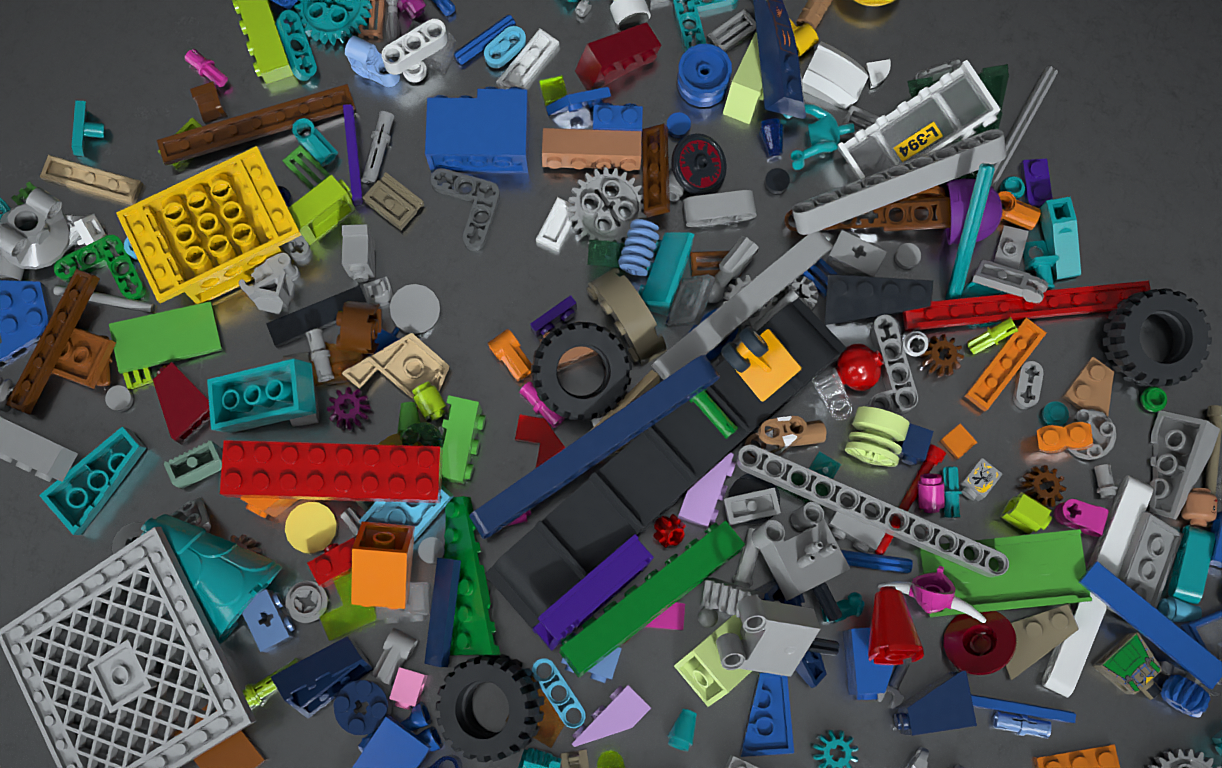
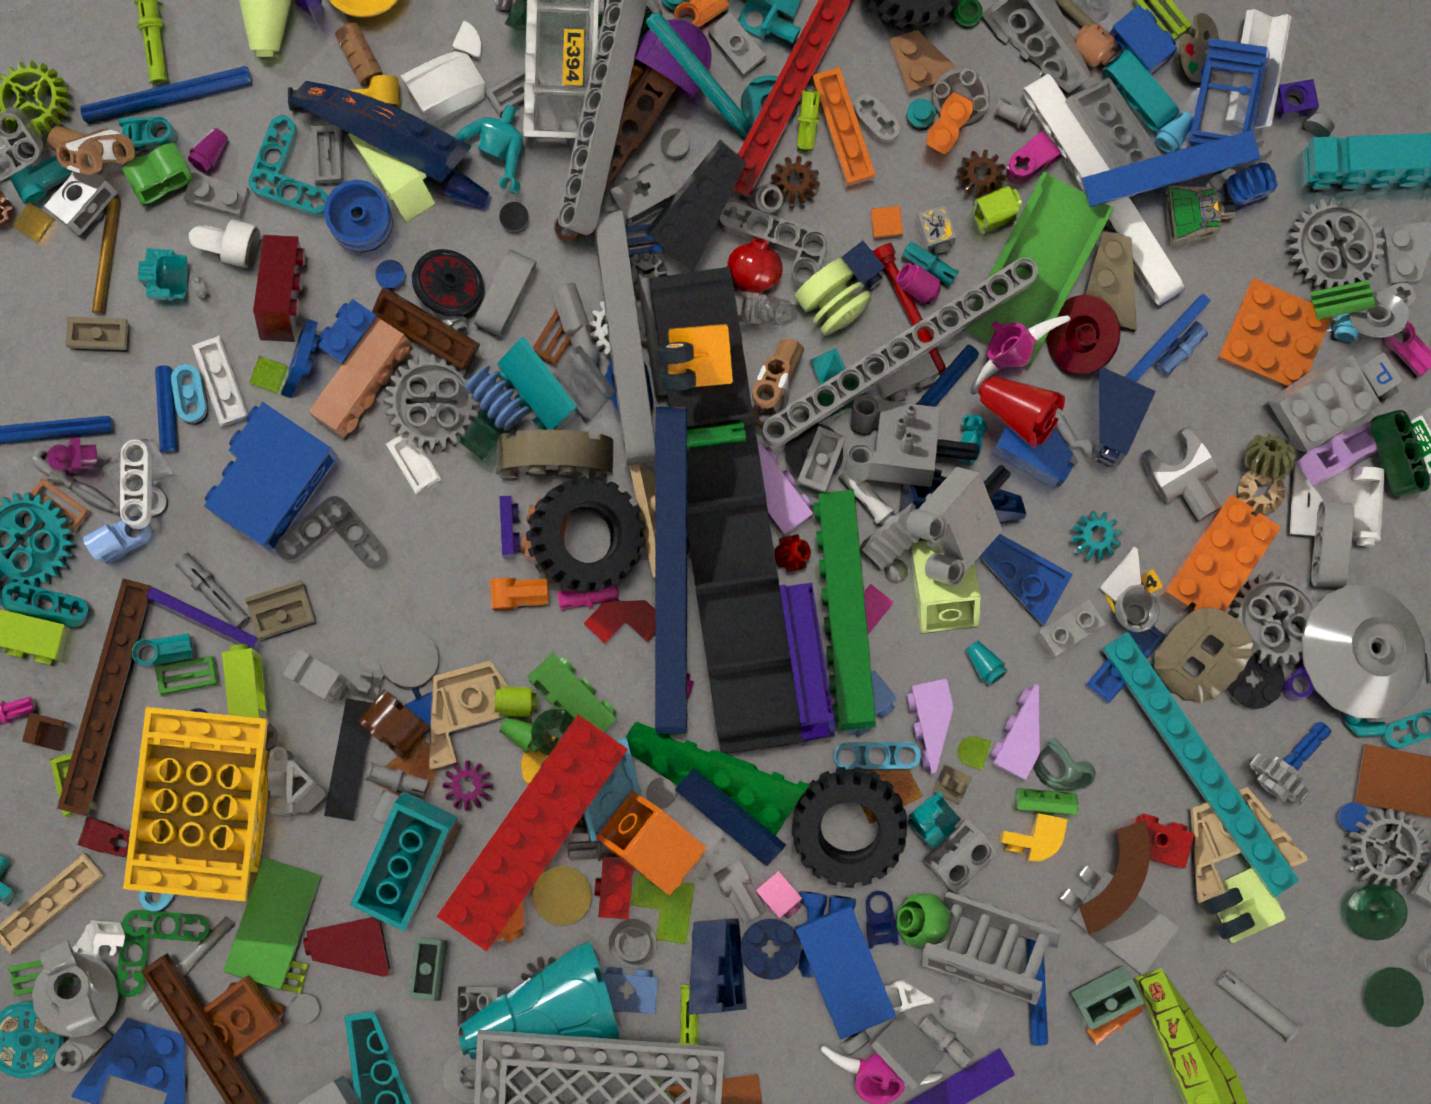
camera: 55 degrees left, 5 degrees up
(156, 180) = (103, 837): none -> dark red piece
(1010, 281) = (767, 65): light grey hinge -> none

